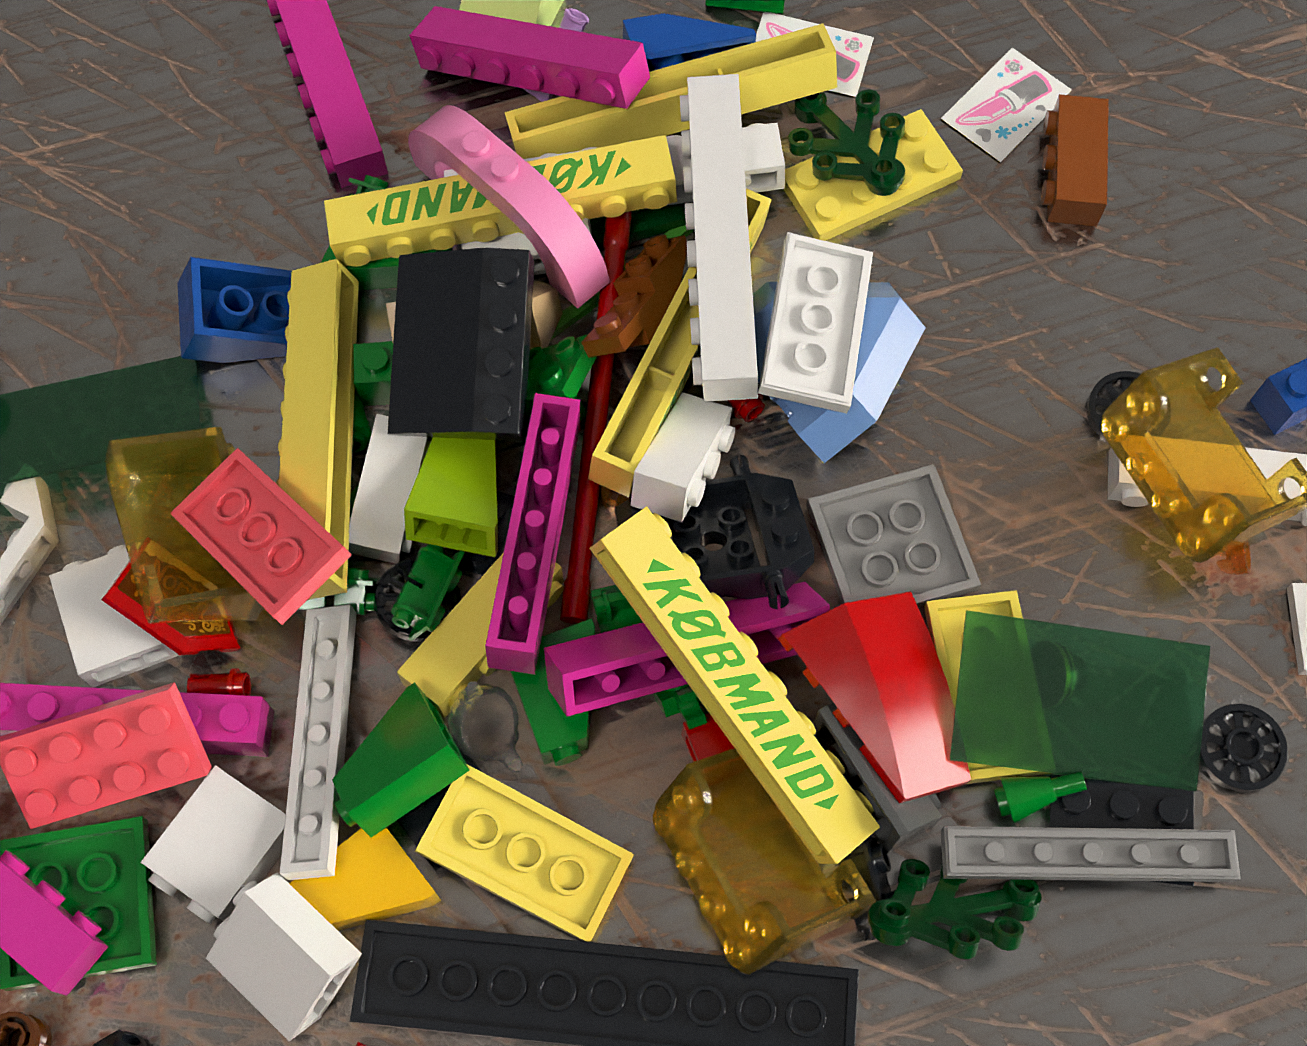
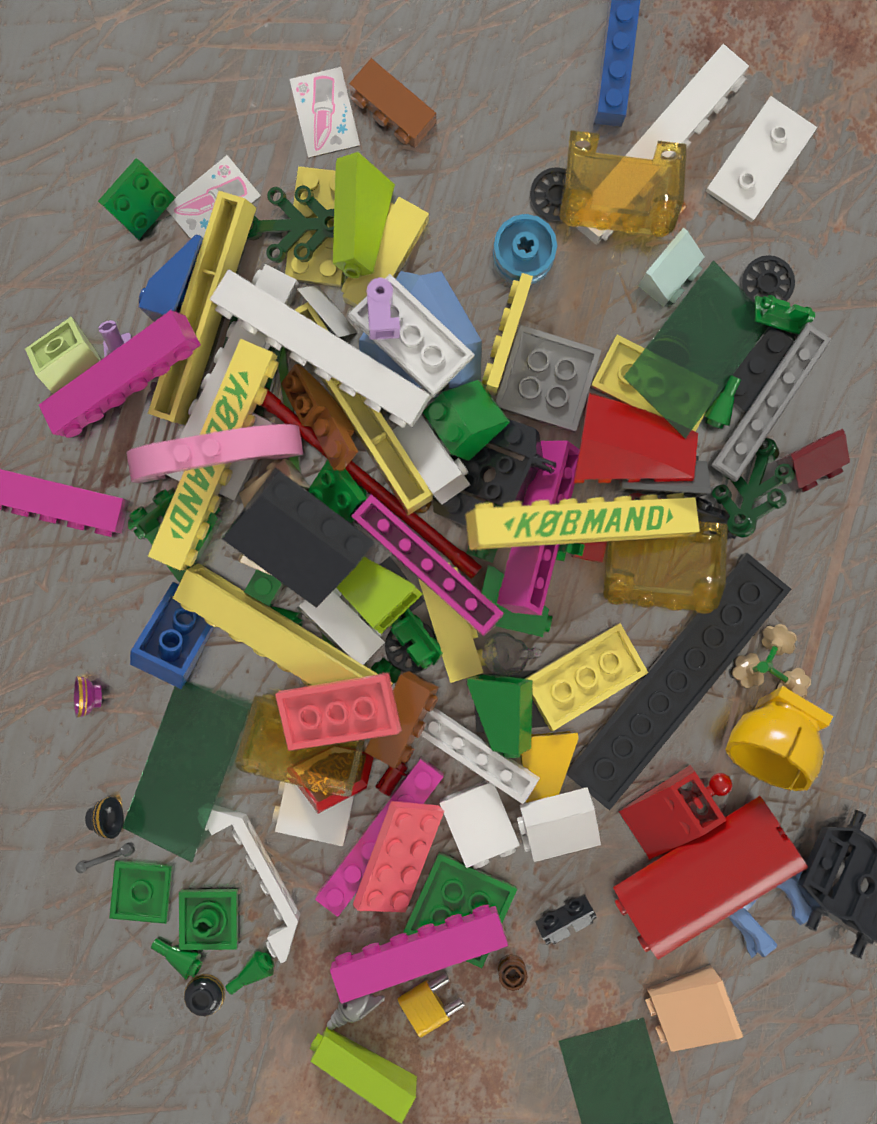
camera: 55 degrees left, 20 degrees up
(104, 258) = (86, 696): none -> magenta piece
(318, 637) = (412, 699): none -> dark orange brick
(761, 461) = (466, 418): none -> green slope
(776, 221) = (327, 310): none -> white sticker
(817, 255) = (379, 315): none -> lavender leg
(919, 258) = (401, 232): none -> light yellow brick
(920, 190) = (359, 214): none -> lime slope
(926, 443) = (508, 325): none -> light yellow plate
(1029, 408) = (523, 233): none -> dark azure wheel
(1061, 975) = (816, 460): none -> dark red slope
(1157, 596) = (672, 269): none -> light aqua slope
(1211, 780) = (782, 315): none -> green hinge

